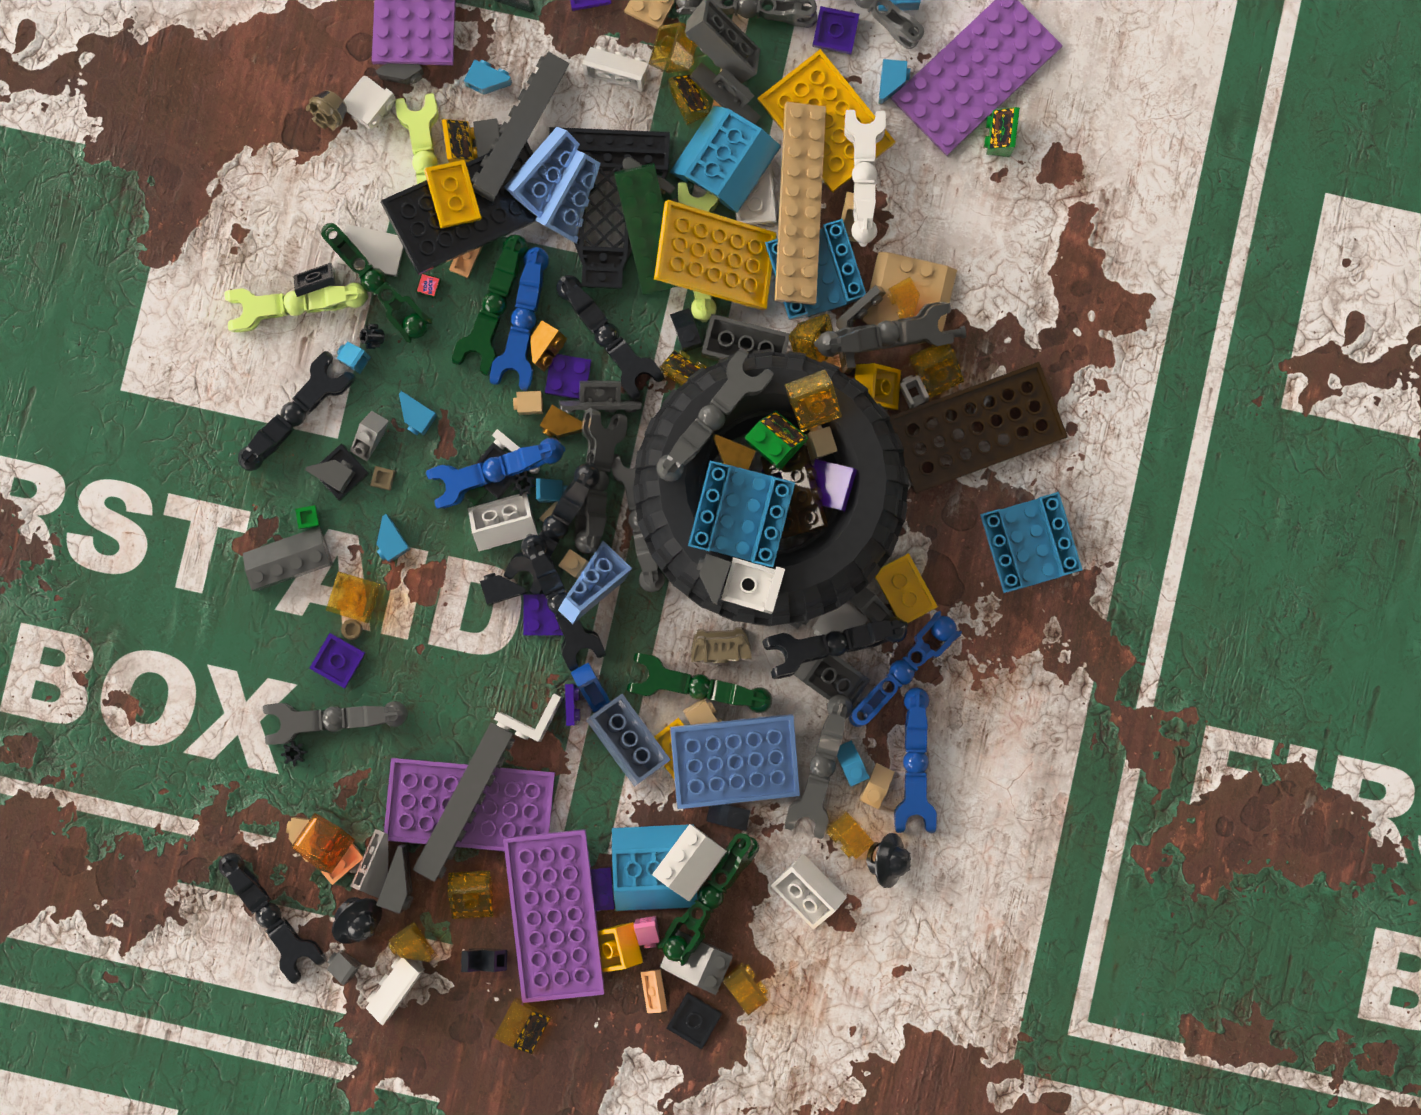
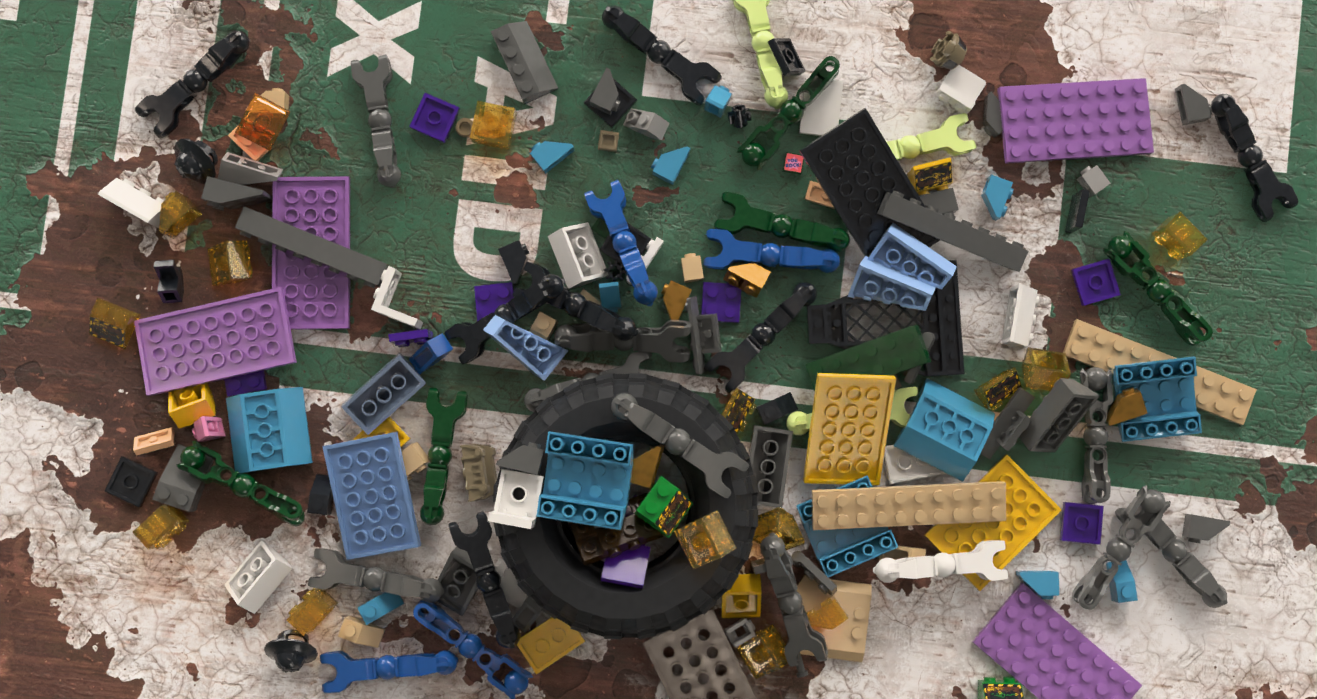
camera: 80 degrees right, 0 degrees up
(299, 757) = (341, 85): black gear -> none
(307, 517) = (564, 75): green plate -> none
(343, 966) = (153, 153): dark grey slope -> none
(452, 194) = (879, 174): yellow plate -> none
(689, 862) = (269, 462): white slope -> none
(820, 442) = (666, 550): dark tan brick -> none

